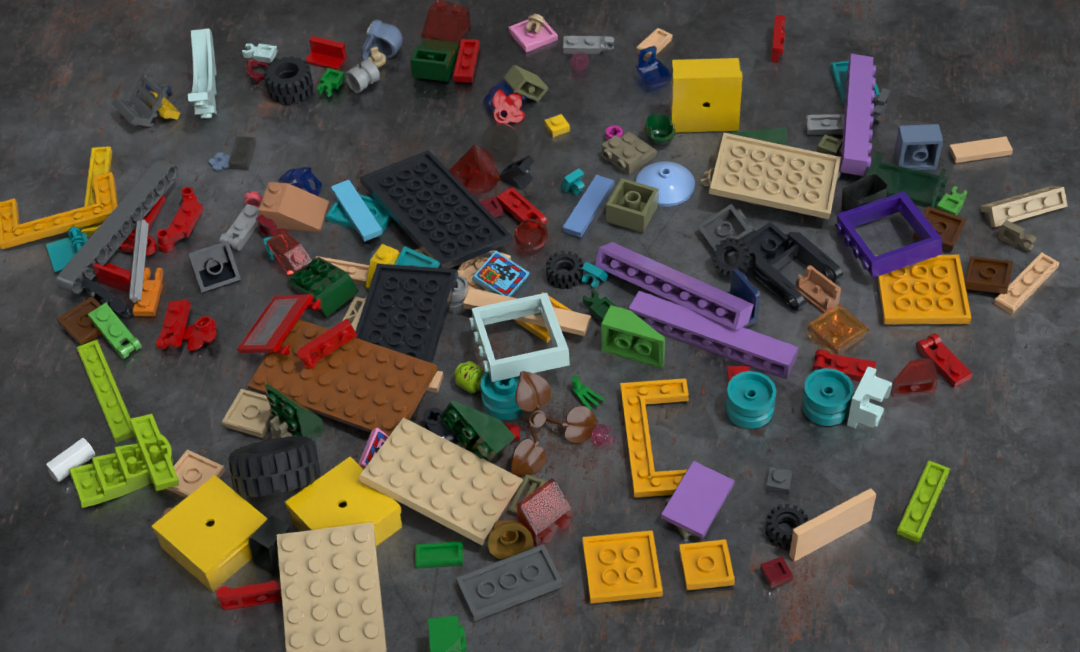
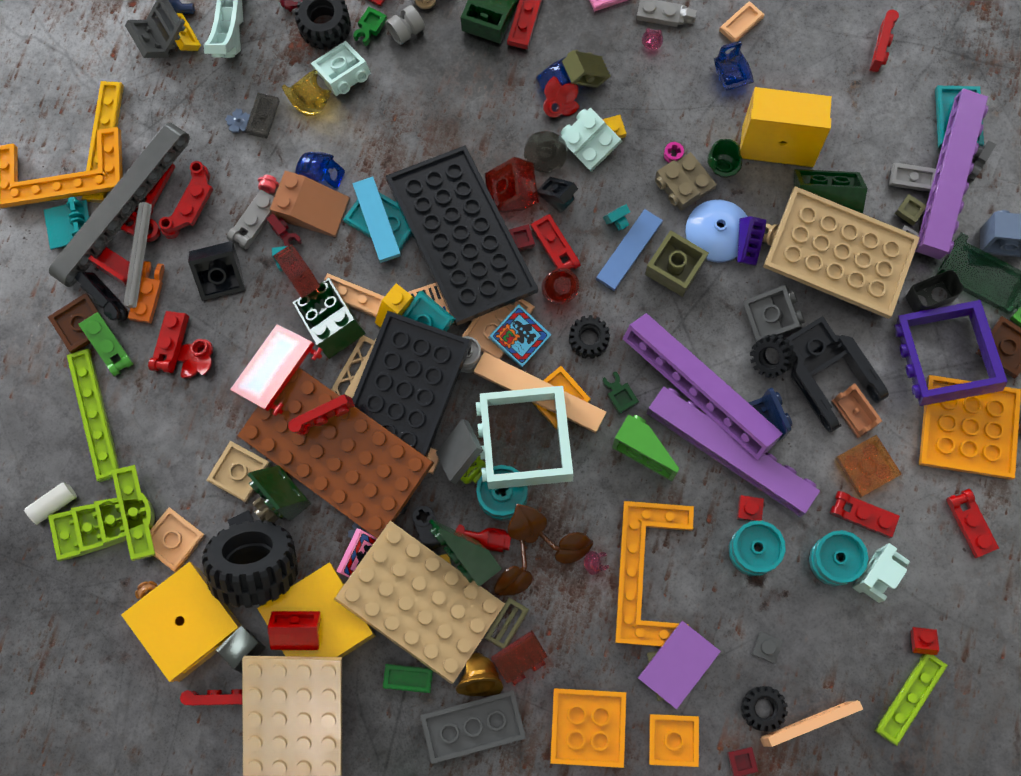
camera: 10 degrees right, 25 degrees up
(281, 132) = (307, 95): none -> clear yellow piece
(310, 112) = (341, 68): none -> light aqua plate
(324, 511) = (294, 630): none -> red panel
(460, 357) = (459, 451): none -> dark grey tile
(539, 131) = (590, 138): none -> light aqua plate
(583, 391) = (582, 498): green piece -> none
(595, 273) = (620, 347): teal tile -> none
(694, 173) = (750, 232): none -> dark purple slope
(916, 378) = (939, 544): clear red slope -> none
(923, 452) = (924, 641): none -> red plate

